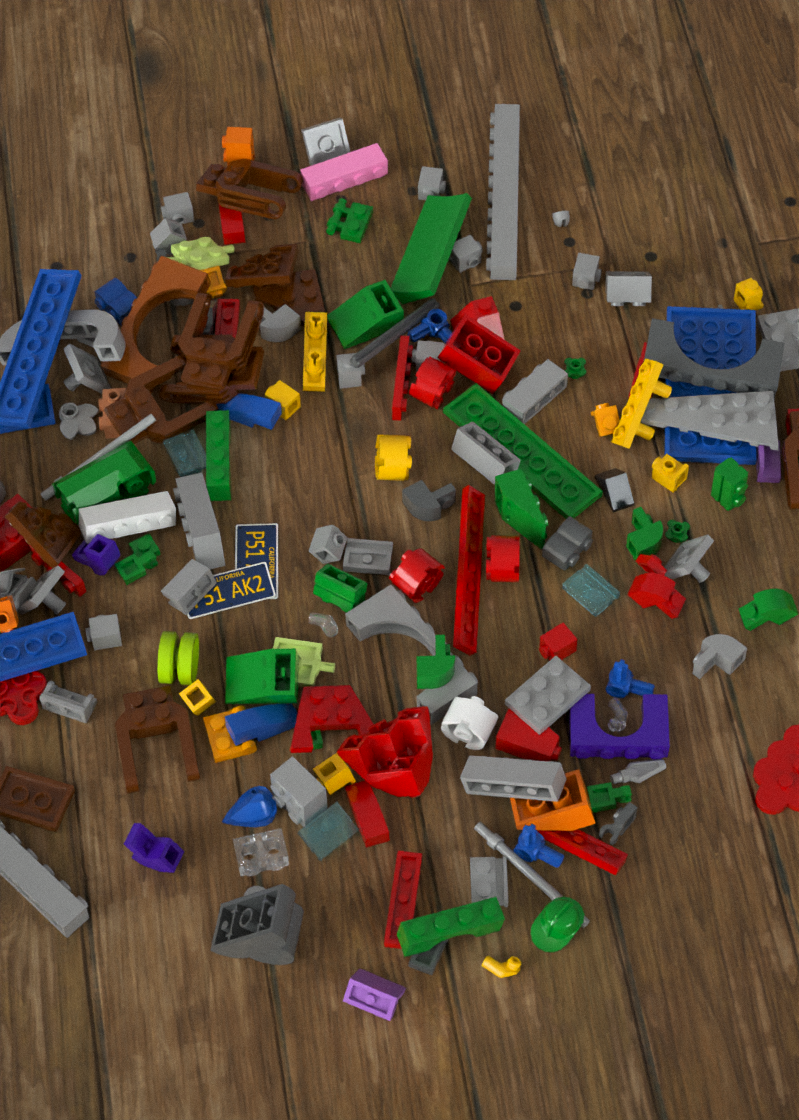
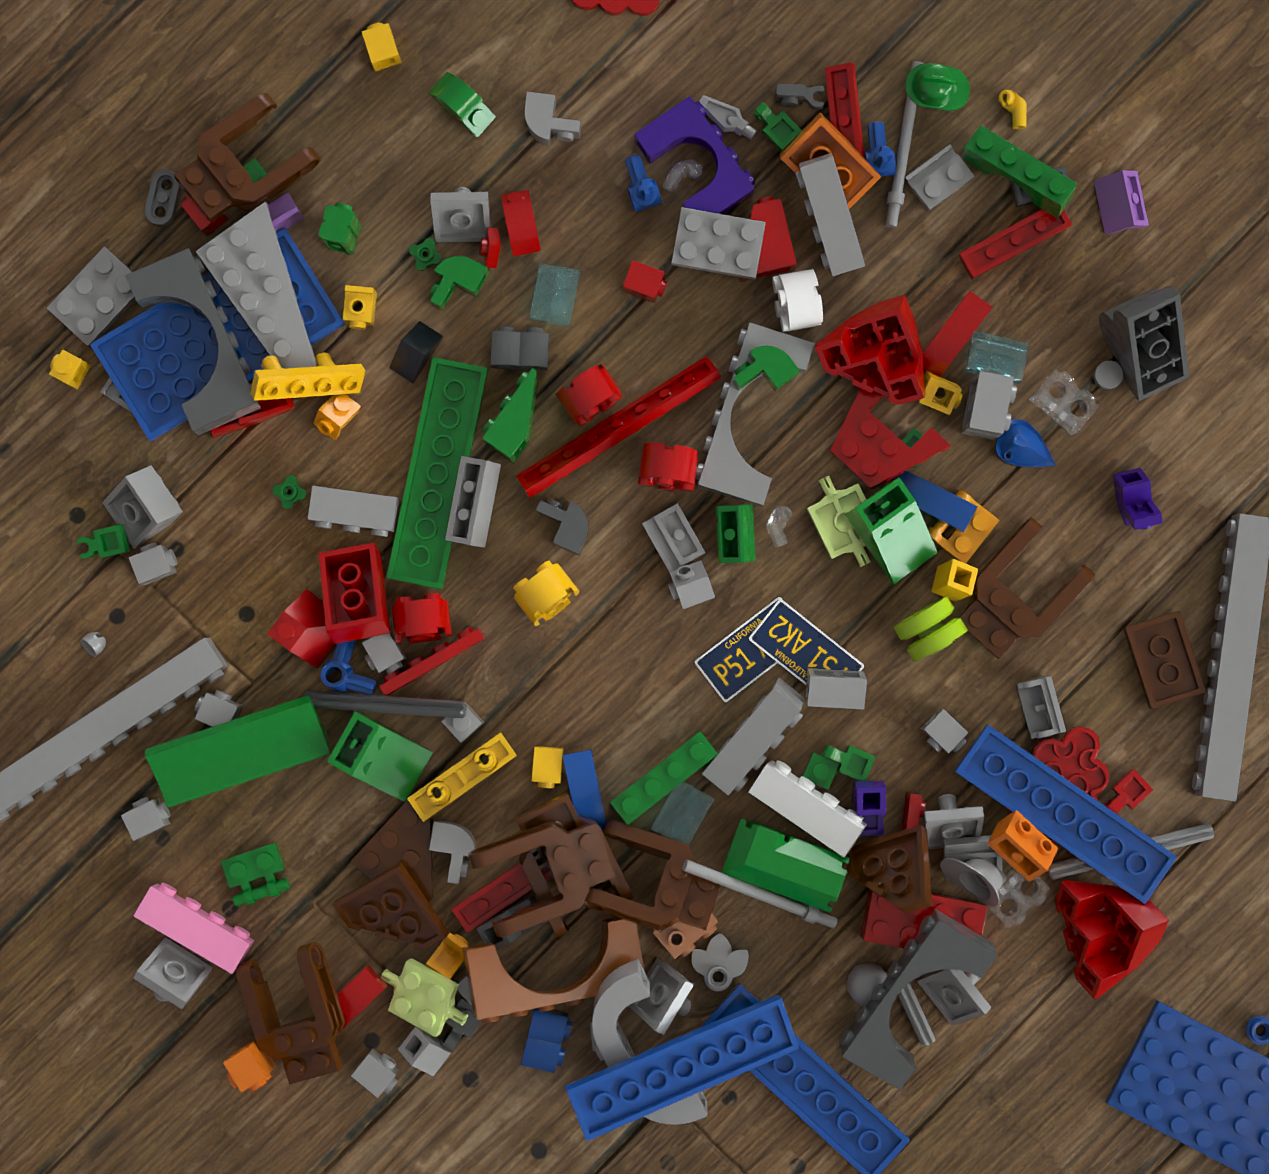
camera: 125 degrees left, 30 degrees up
(620, 258) = (107, 542): none -> green plate

